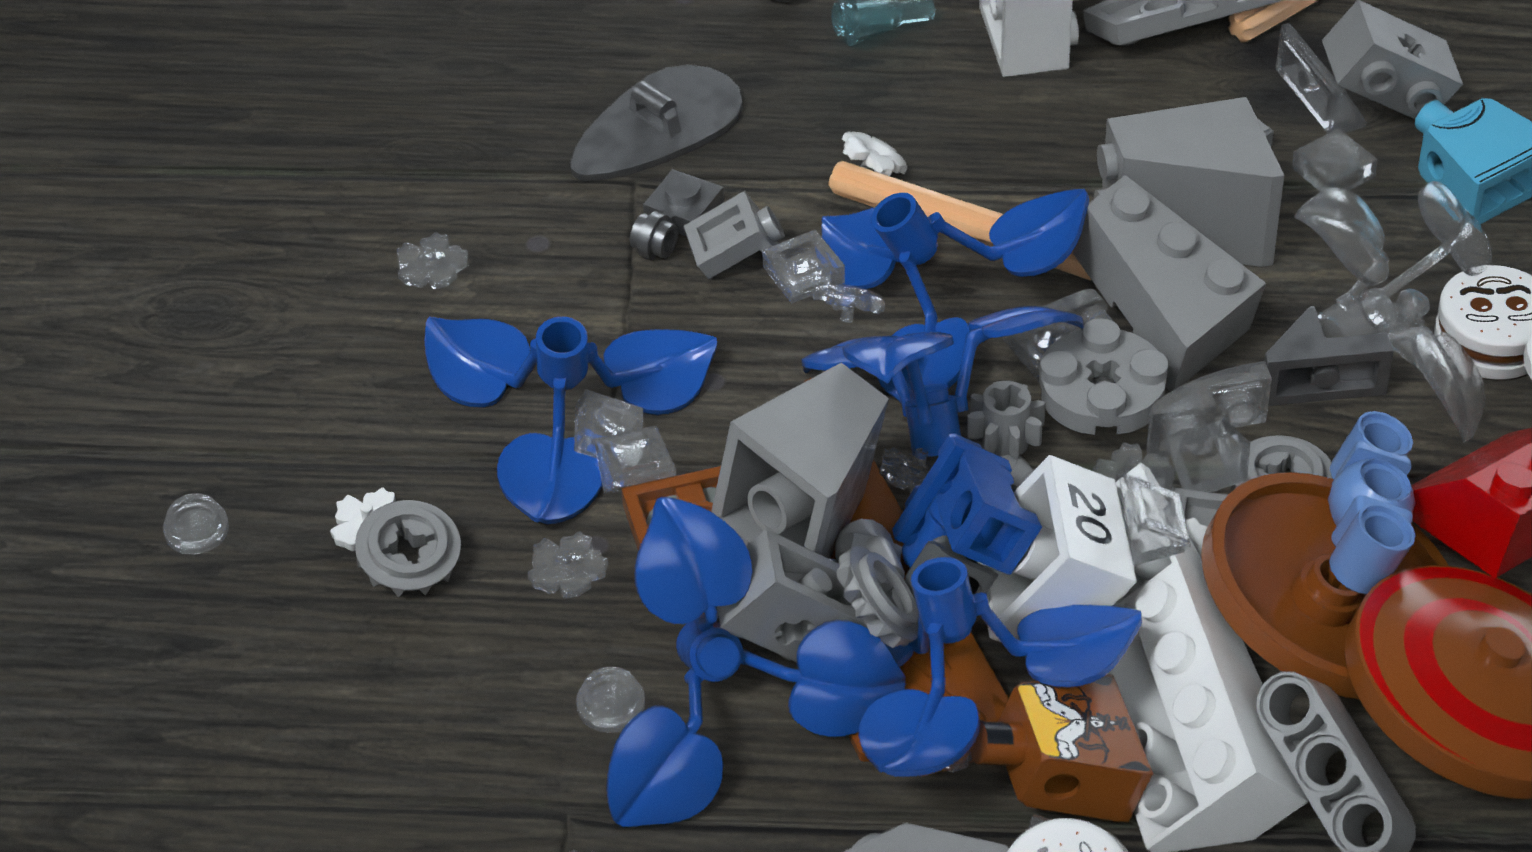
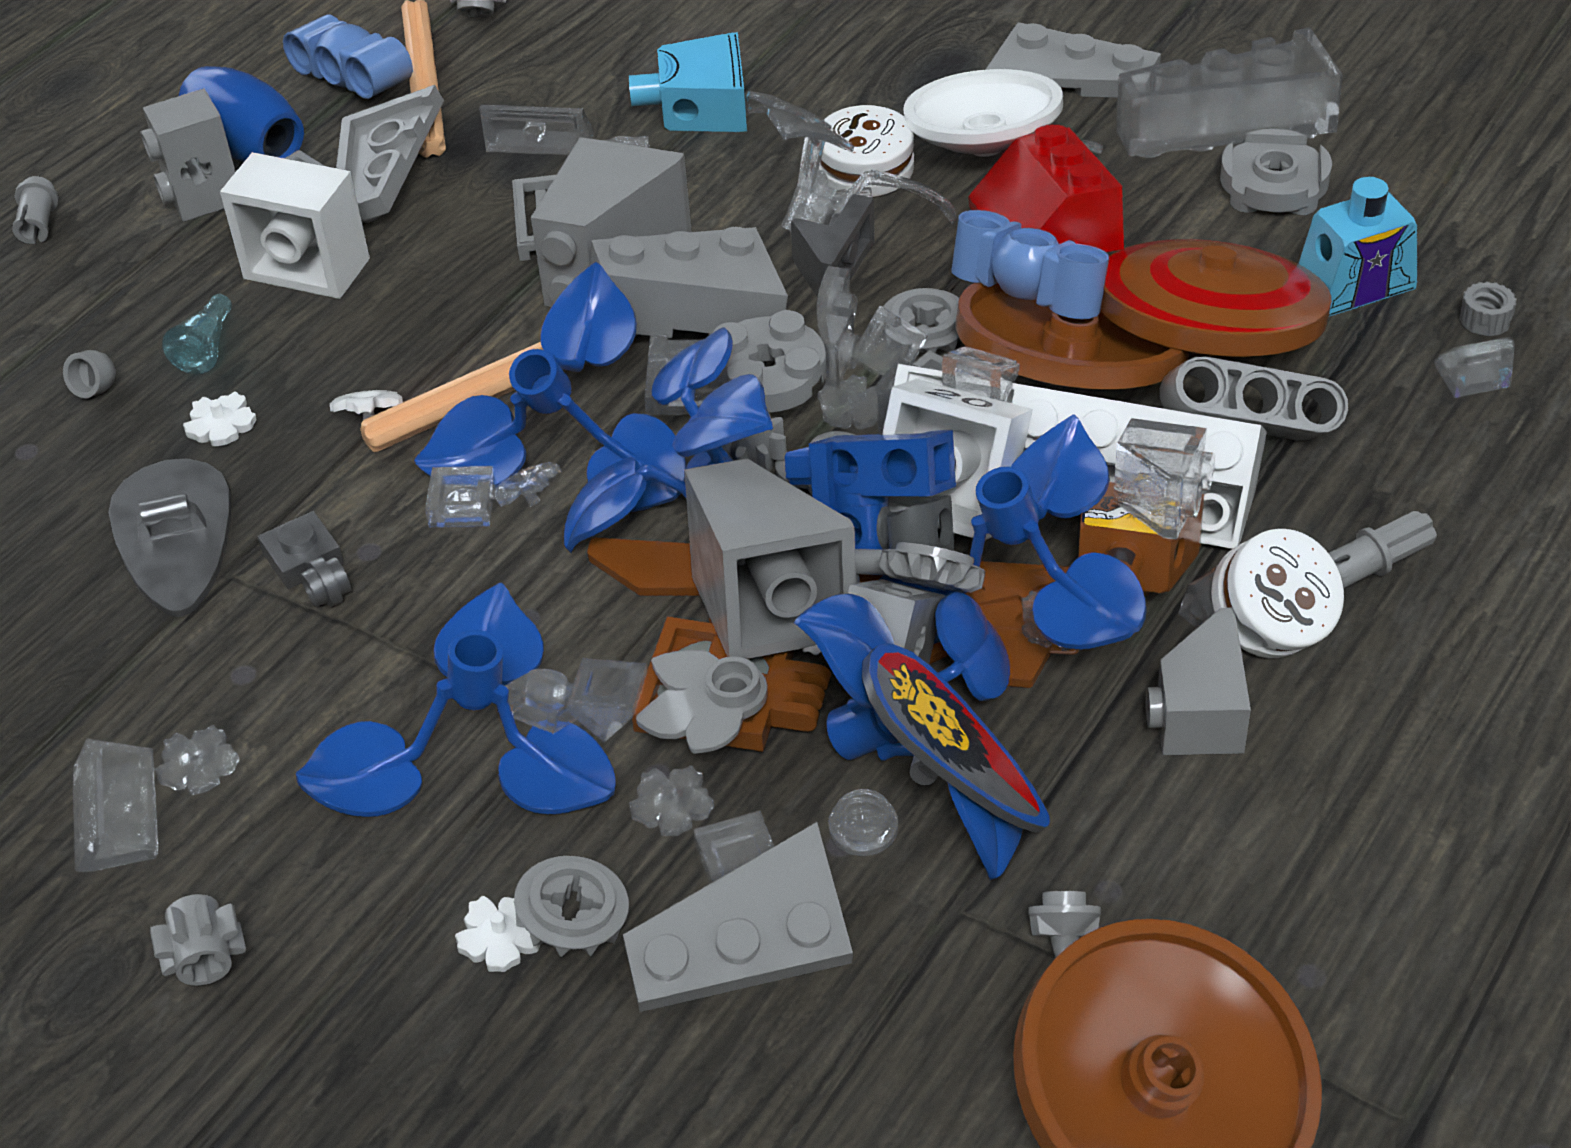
camera: 60 degrees left, 0 degrees up
(195, 524) = (396, 1077): clear plate -> none
(246, 346) = (197, 939): none -> light grey gear
(358, 238) = (113, 806): none -> clear slope
(452, 670) = (744, 929): none -> light grey wing
(531, 632) = (731, 843): none -> clear tile
(630, 513) = (703, 698): none -> light grey plate
(676, 689) = (948, 737): none -> shield
(731, 234) = (383, 525): light grey bracket -> none
(797, 82) = (219, 419): none -> white plant
(1120, 716) = (1162, 473): none -> clear slope
(1390, 60) = (574, 75): light grey brick -> none

